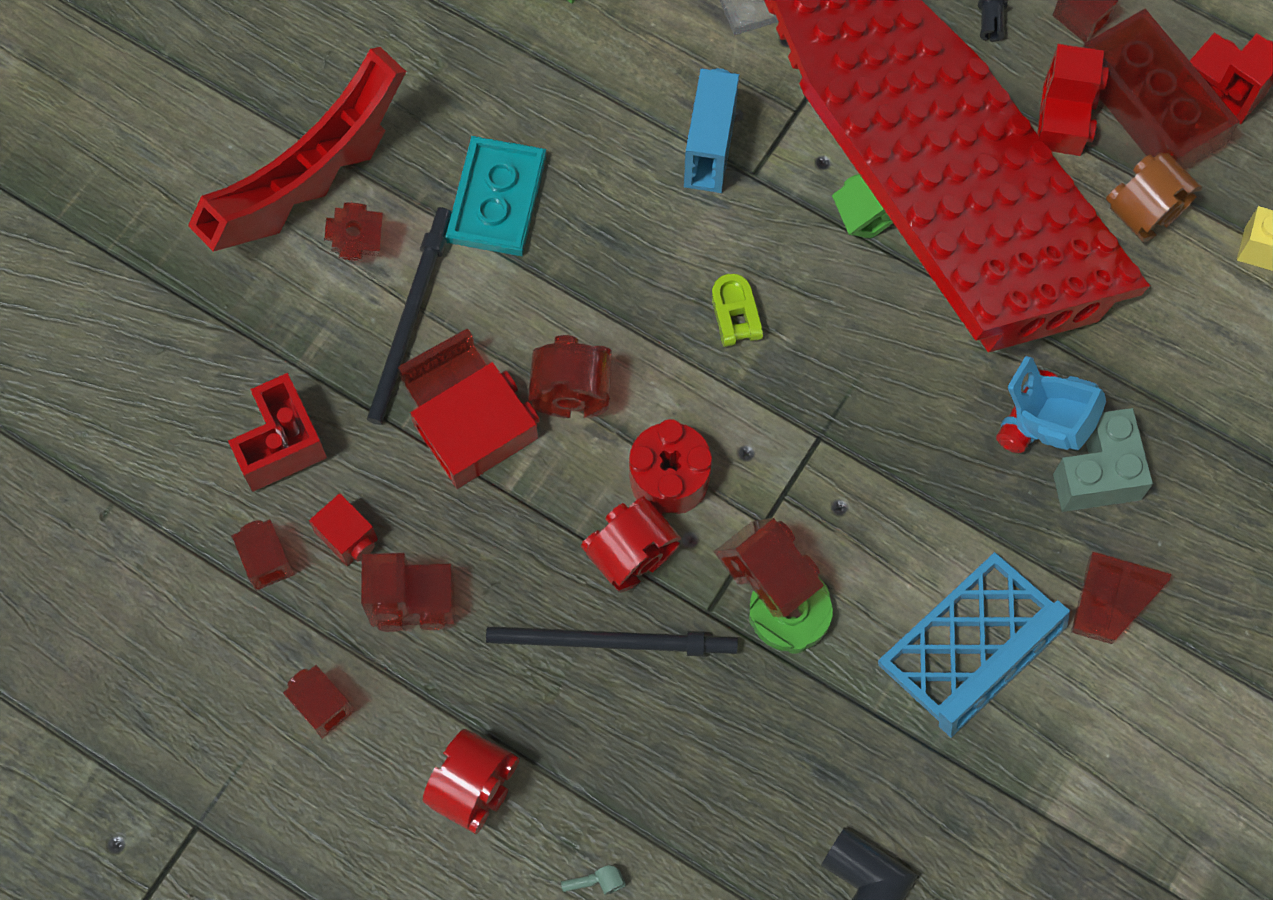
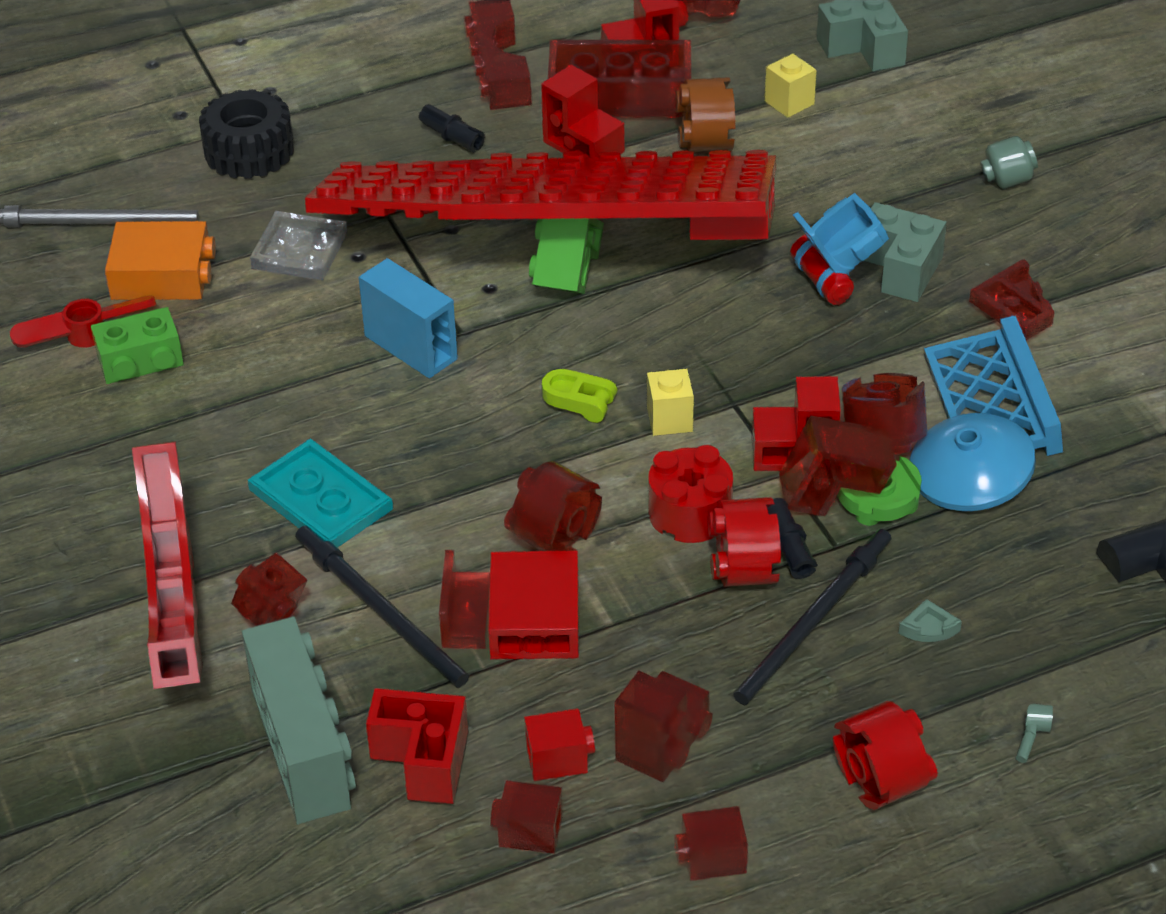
camera: 55 degrees left, 25 degrees down
(237, 336) = (299, 719): none -> sand green brick
(663, 735) = (929, 624): none -> sand green tile
(680, 572) = (793, 541): none -> black pin
(767, 388) = (670, 402): none -> light yellow brick
(803, 504) = (778, 428): none -> red brick
(861, 568) = (888, 403): none -> clear red brick
(876, 693) = (974, 461): none -> dark azure dish

